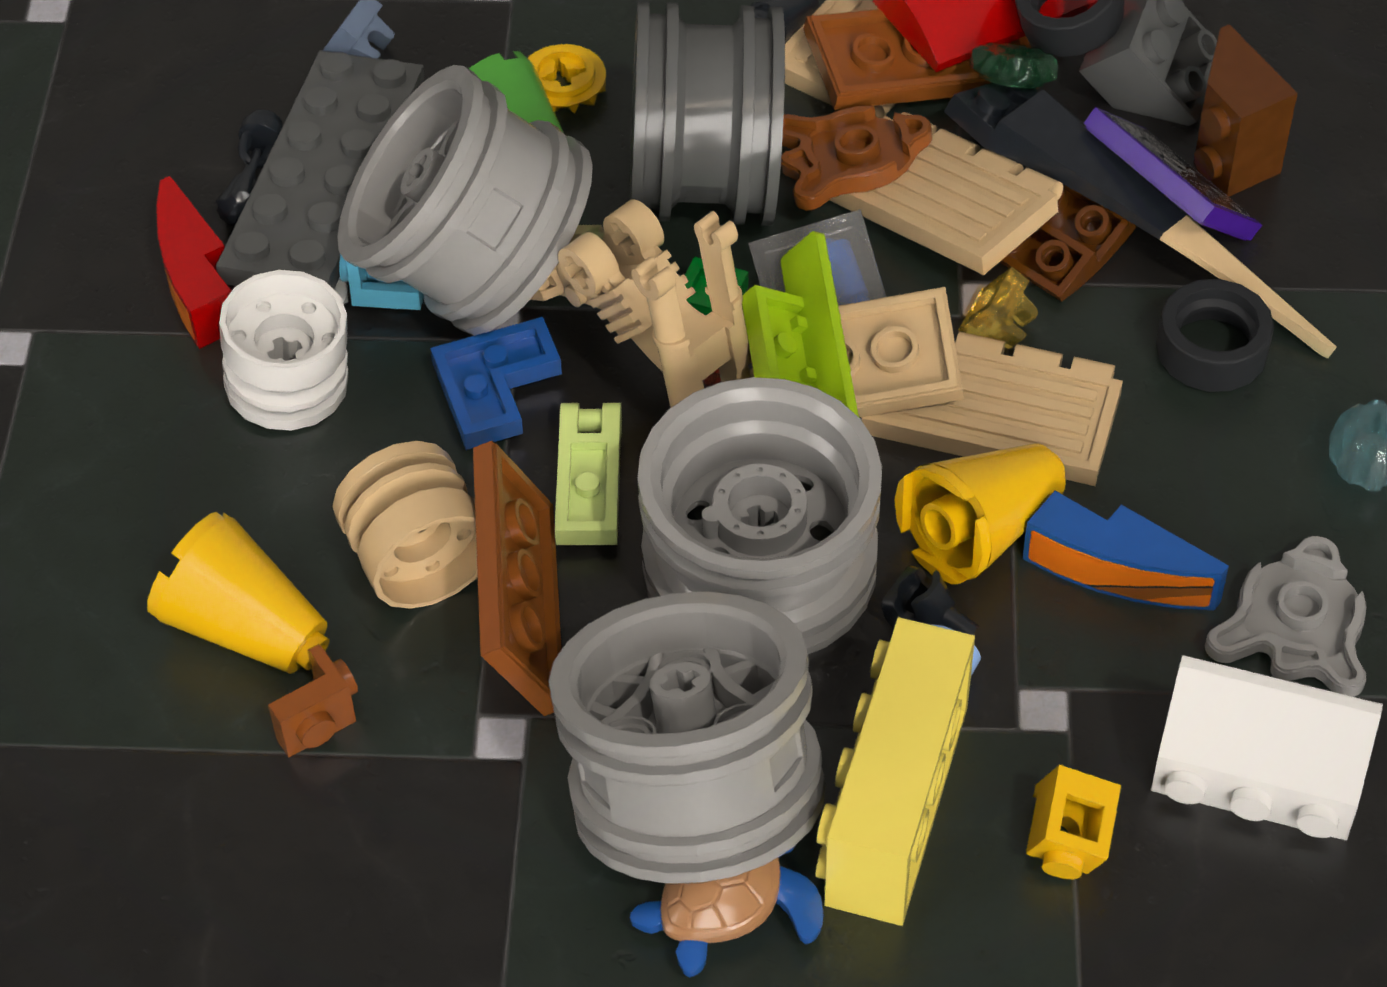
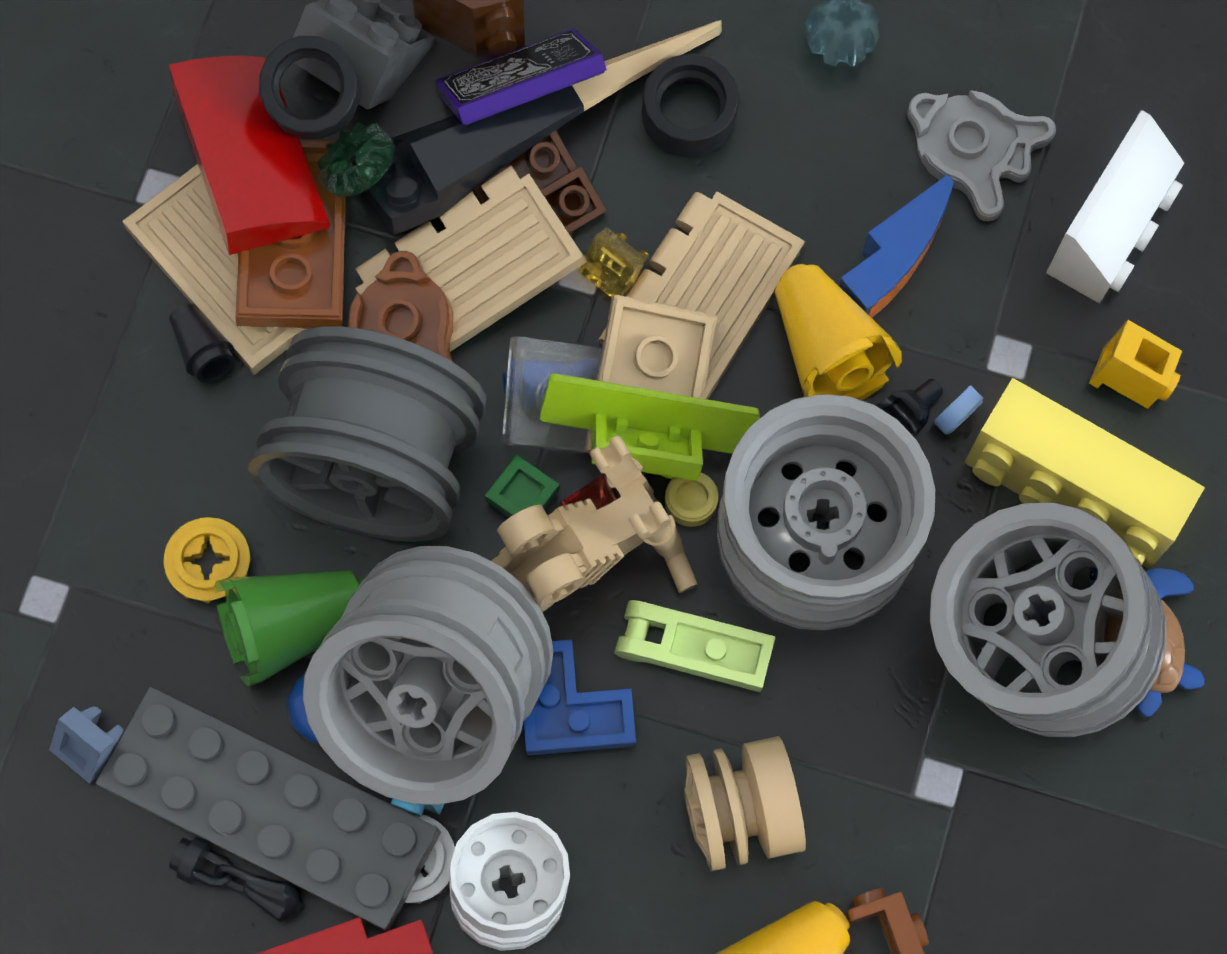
camera: 80 degrees left, 20 degrees up
(516, 575) = (822, 727): dark orange tile -> none

